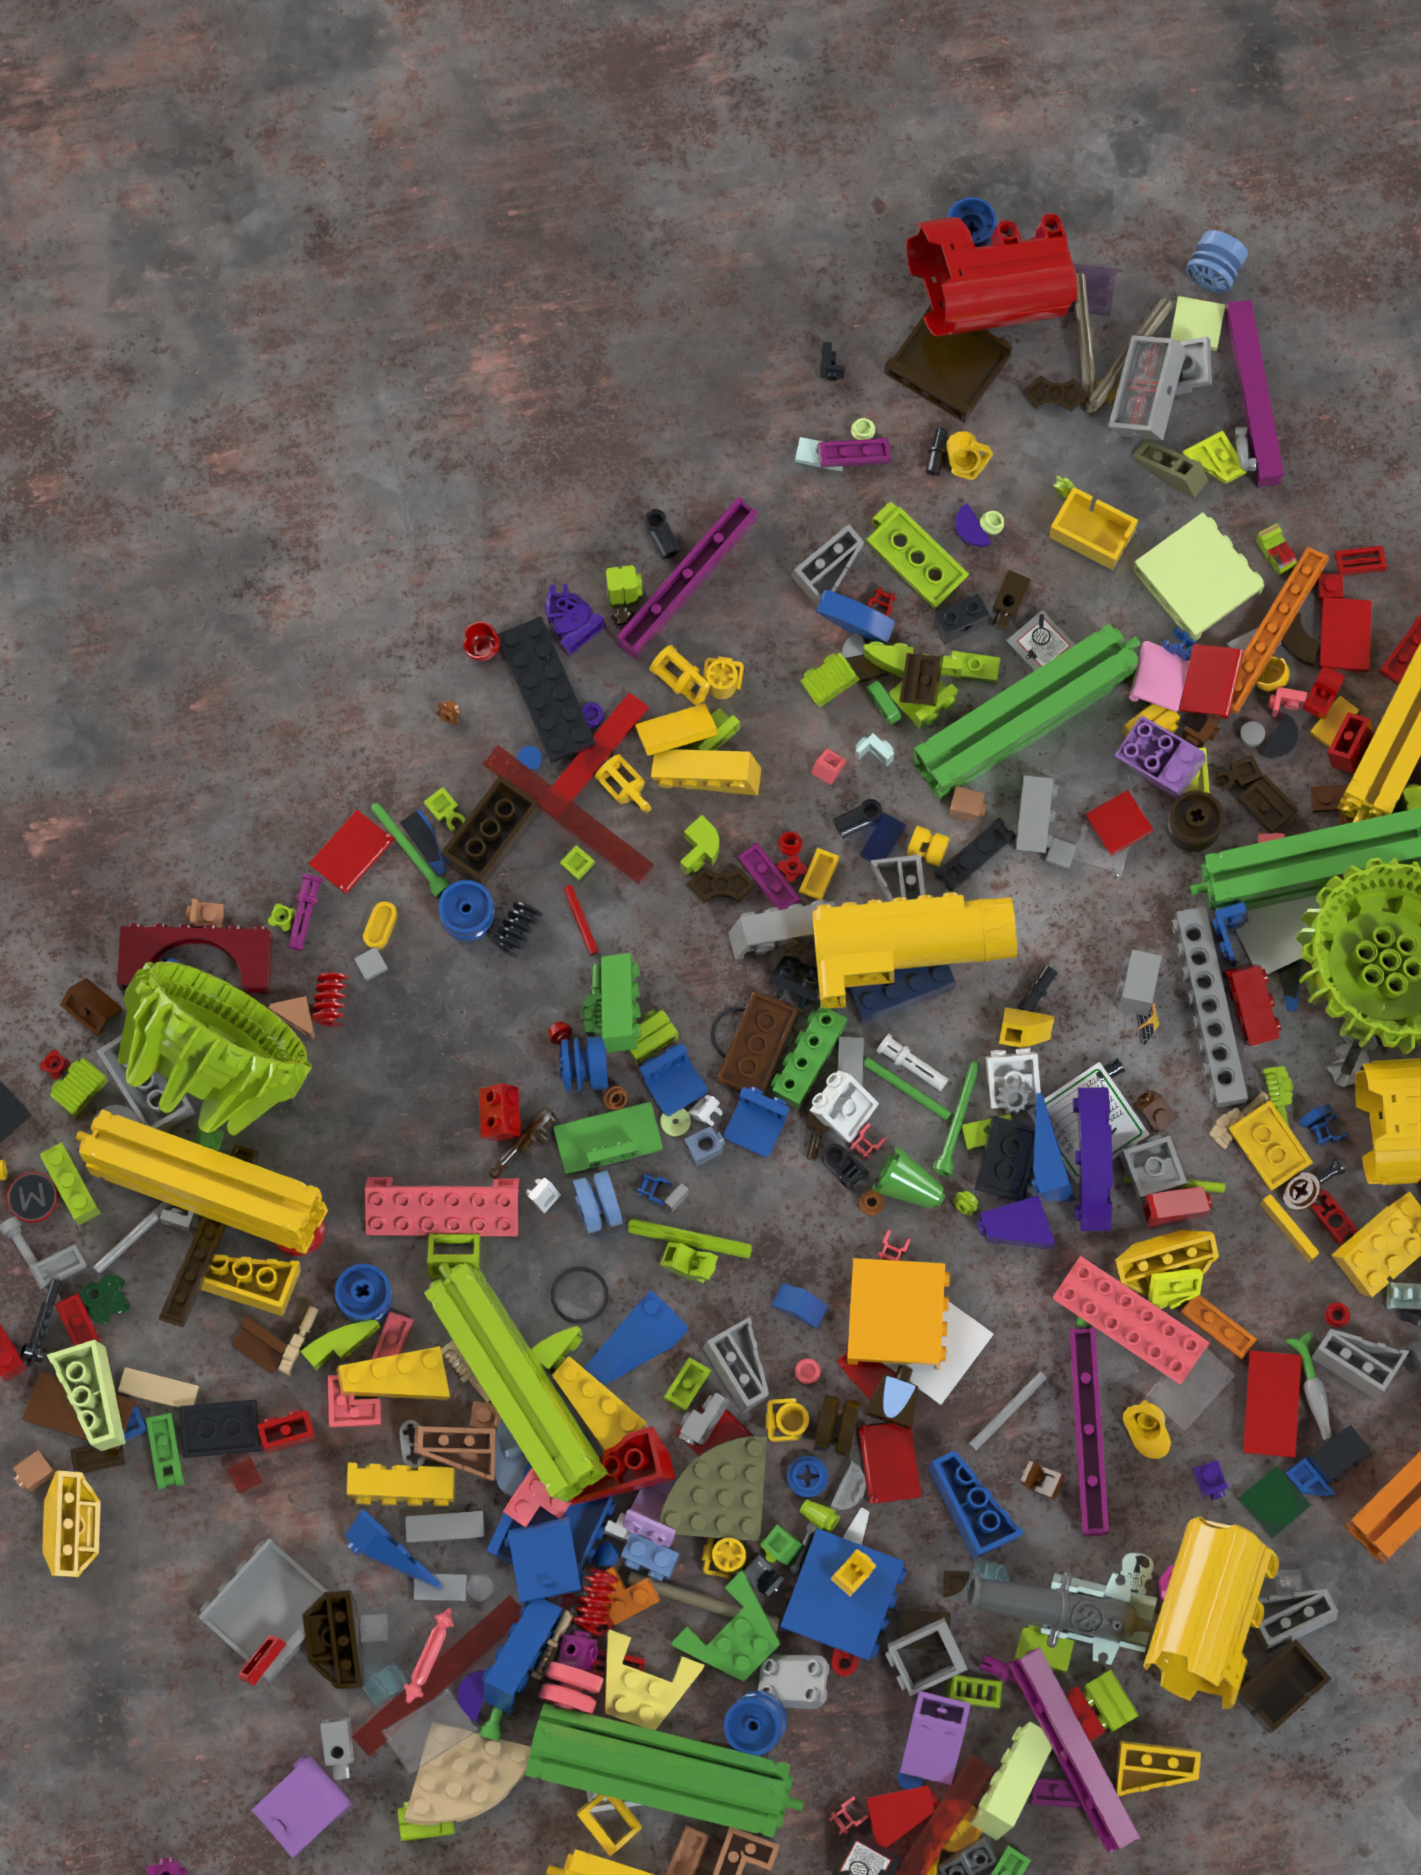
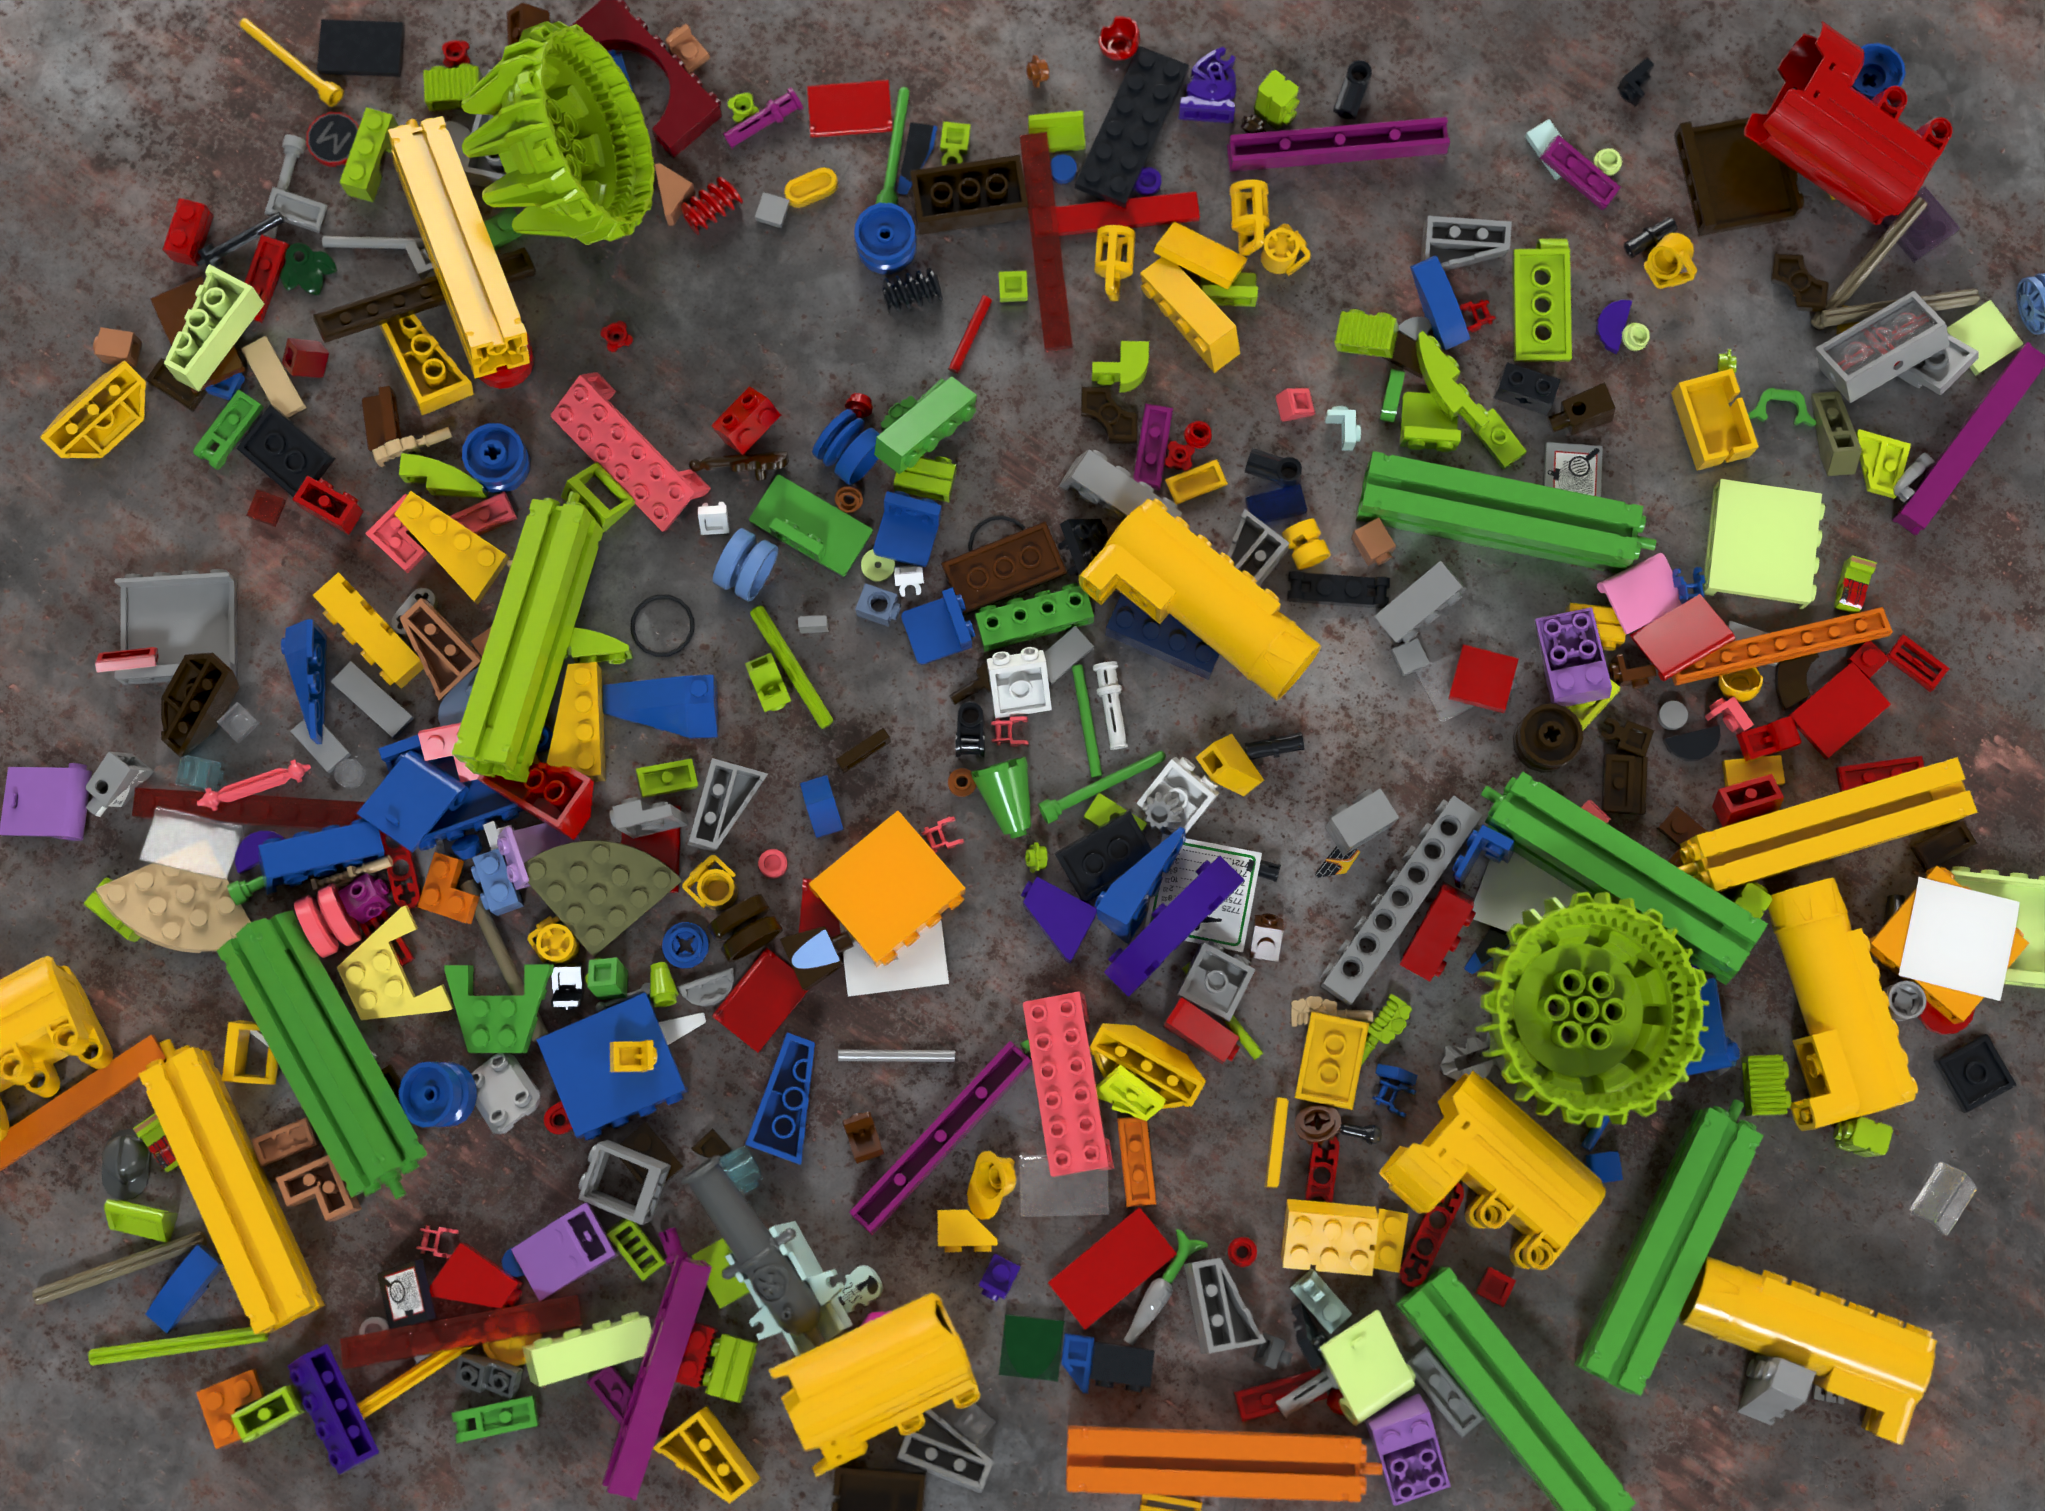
camera: 45 degrees right, 5 degrees up
(167, 1355) = (305, 358): none -> dark red panel
(353, 1135) = (611, 330): none -> red plate
(506, 733) = (1063, 130): none -> lime panel
(597, 1598) = (420, 872): red piece -> none
(640, 1191) = (814, 597): blue piece -> none
(790, 1245) = (863, 750): none -> dark brown tile
(921, 679) = (1438, 402): dark brown plate -> none
(1116, 473) = (1783, 395): none -> bright green helmet
(1160, 1472) = (961, 1229): none -> yellow slope

